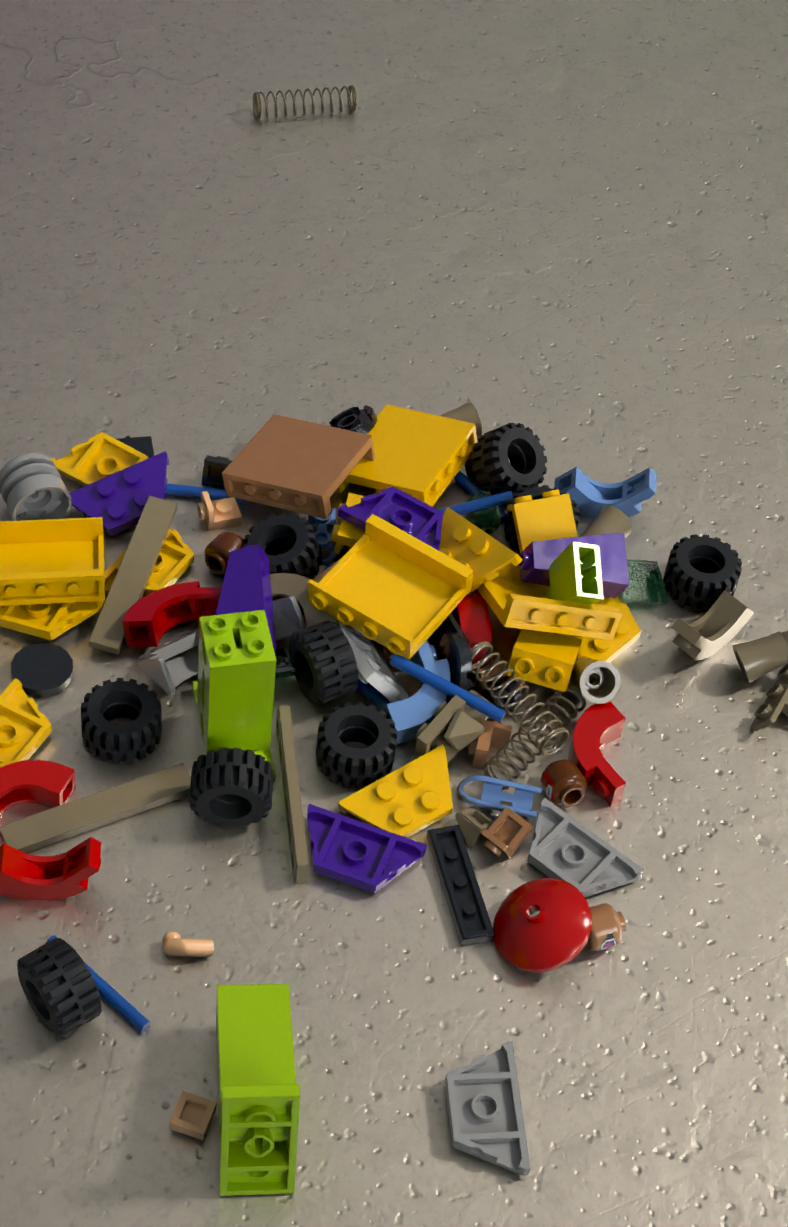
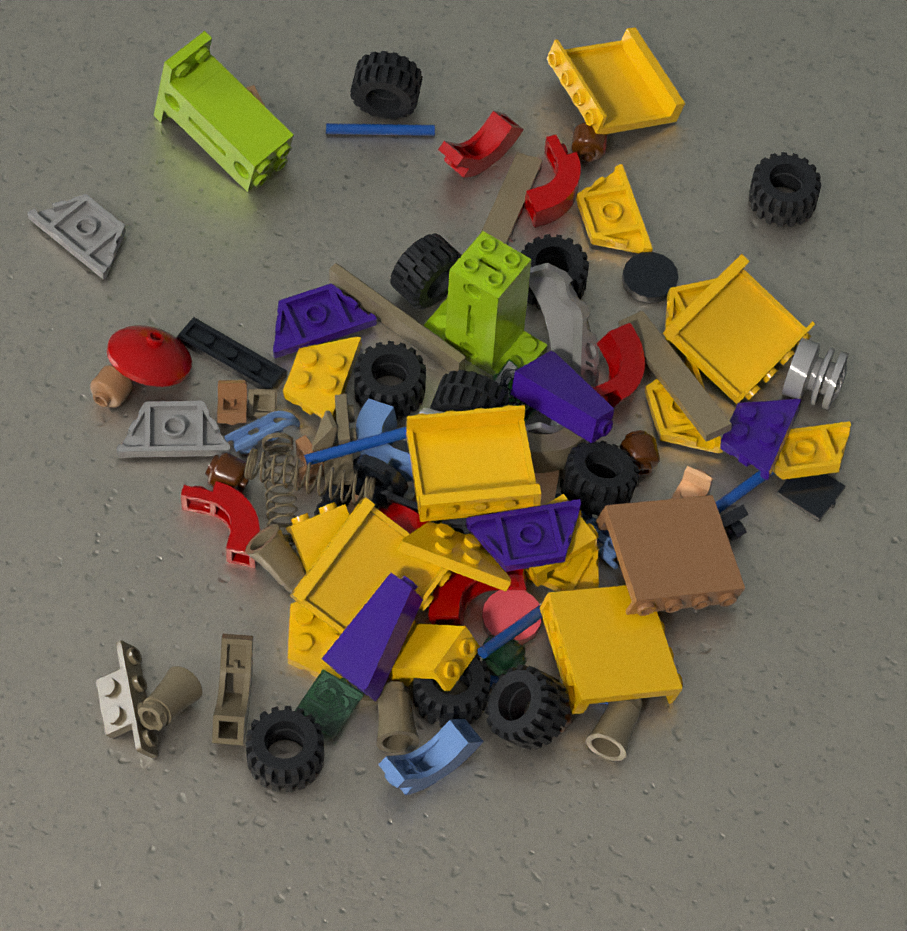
camera: 140 degrees right, 10 degrees up
(176, 946) = (354, 180): light nougat arm -> none
(355, 420) = (688, 648): black tile -> none
(577, 574) = (355, 582): lime torso -> none

